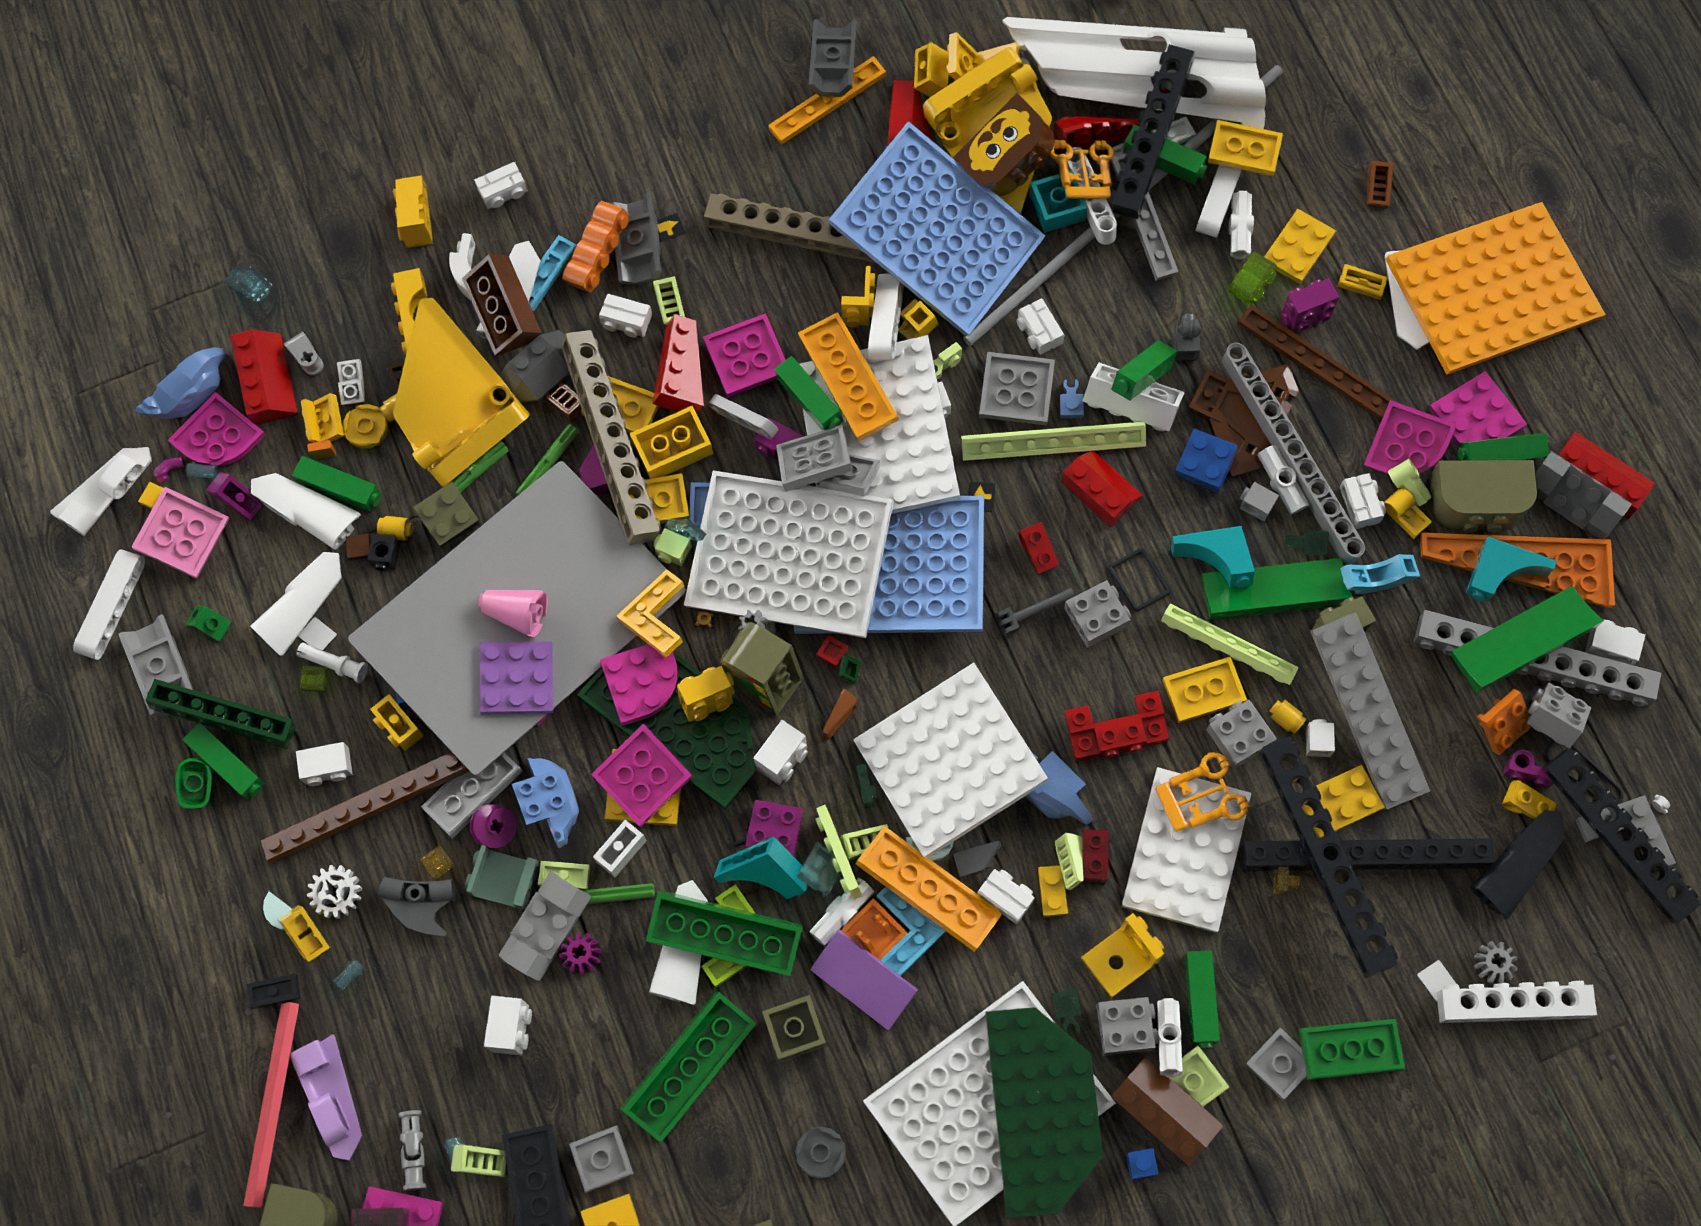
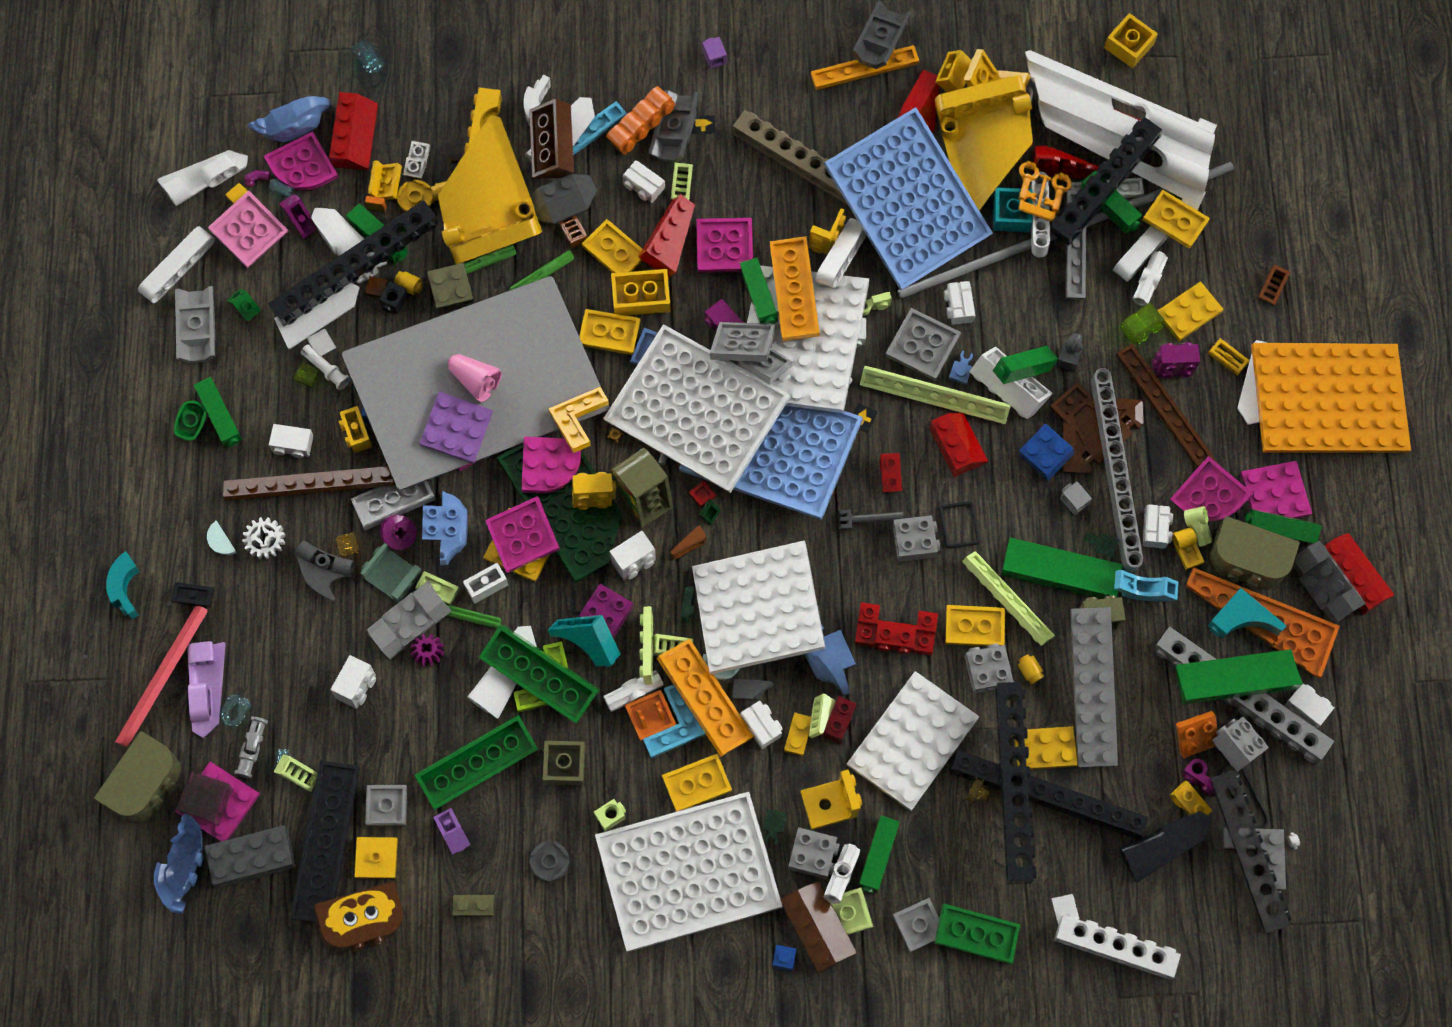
camera: 15 degrees right, 0 degrees up
(176, 1010) = (117, 581): none -> teal arch
(221, 714) = (228, 376): dark green brick -> none
(303, 933) = (230, 560): yellow brick -> none
(304, 353) = (390, 126): light grey piece -> none
(309, 532) = (342, 264): none -> black brick
(348, 974) = (252, 602): clear light blue pin -> none
(384, 1102) = (243, 705): none -> clear light blue piece
(412, 212) = (512, 44): yellow wedge -> none
(501, 185) = (587, 47): white brick -> none
(593, 474) = (575, 294): magenta slope -> none
(635, 529) = (587, 348): dark tan brick -> none
(650, 141) = (714, 52): none -> medium lavender brick
(672, 547) = (611, 372): yellowish green brick -> none
(686, 528) = (625, 362): clear light blue plate -> none
(691, 1160) = (451, 831): none -> medium lavender slope
(743, 416) = (702, 291): light grey beam -> none
(751, 617) = (655, 452): light grey gear -> none
(819, 869) = (627, 653): clear light blue plate -> none
(863, 1077) = (605, 822): none -> yellowish green brick
(864, 979) = (630, 746): medium lavender tile -> none
(917, 320) = (866, 264): yellow brick -> none
(958, 993) = (697, 783): none -> yellow plate
(1007, 148) = (987, 154): reddish brown brick -> none
(1041, 1110) = (724, 891): dark green plate -> none
(1172, 807) = (913, 704): light orange piece -> none
(1221, 548) = (1030, 522): teal arch -> none
(1276, 466) = (1102, 500): white piece -> none
(1320, 738) = (1048, 694): white brick -> none
(1492, 970) = (1122, 913): light grey gear -> none

